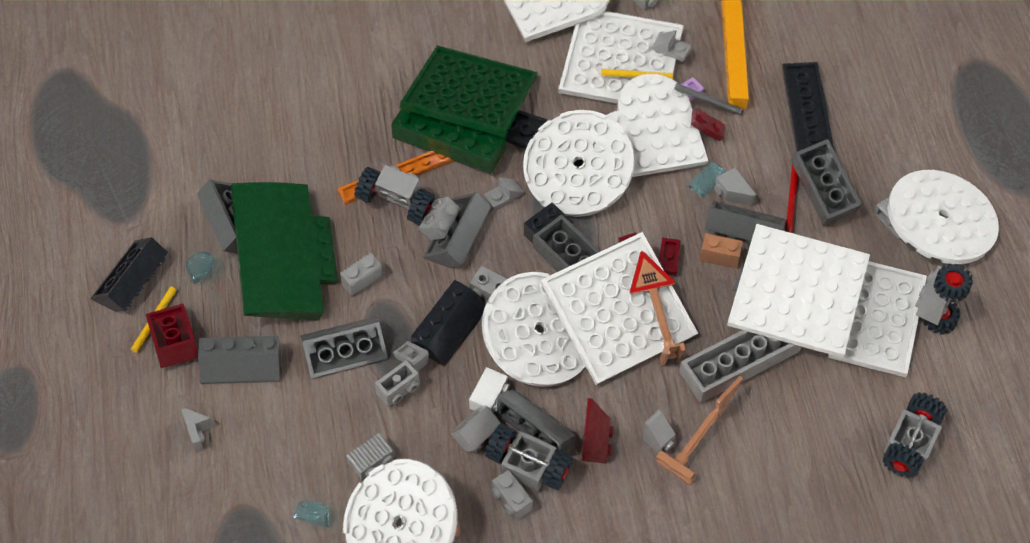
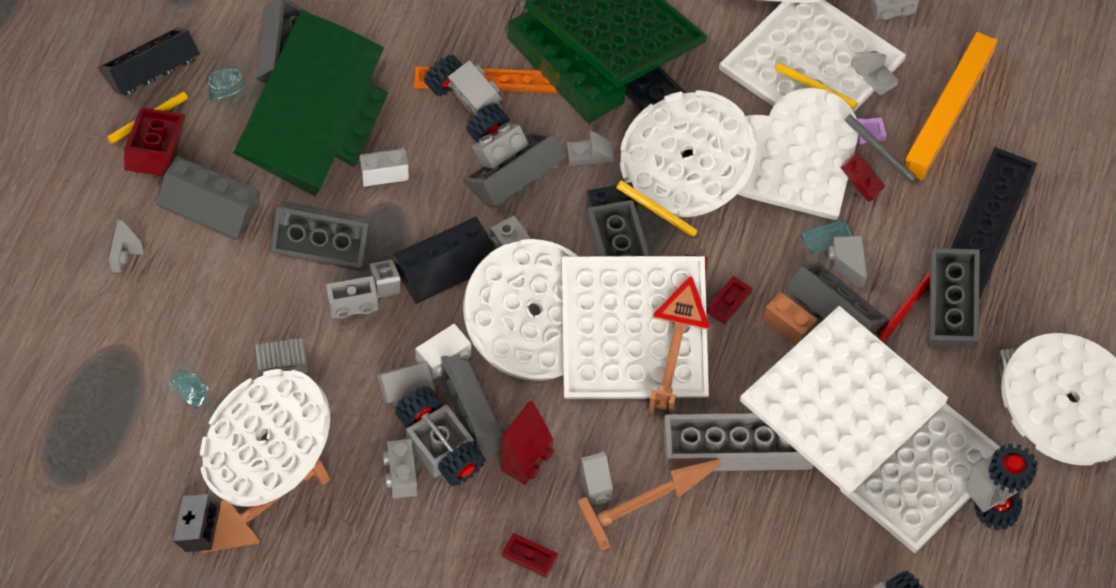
camera: 25 degrees right, 0 degrees up
(580, 213) = (656, 208): none -> yellow bar
(643, 514) = (529, 555): none -> dark red plate

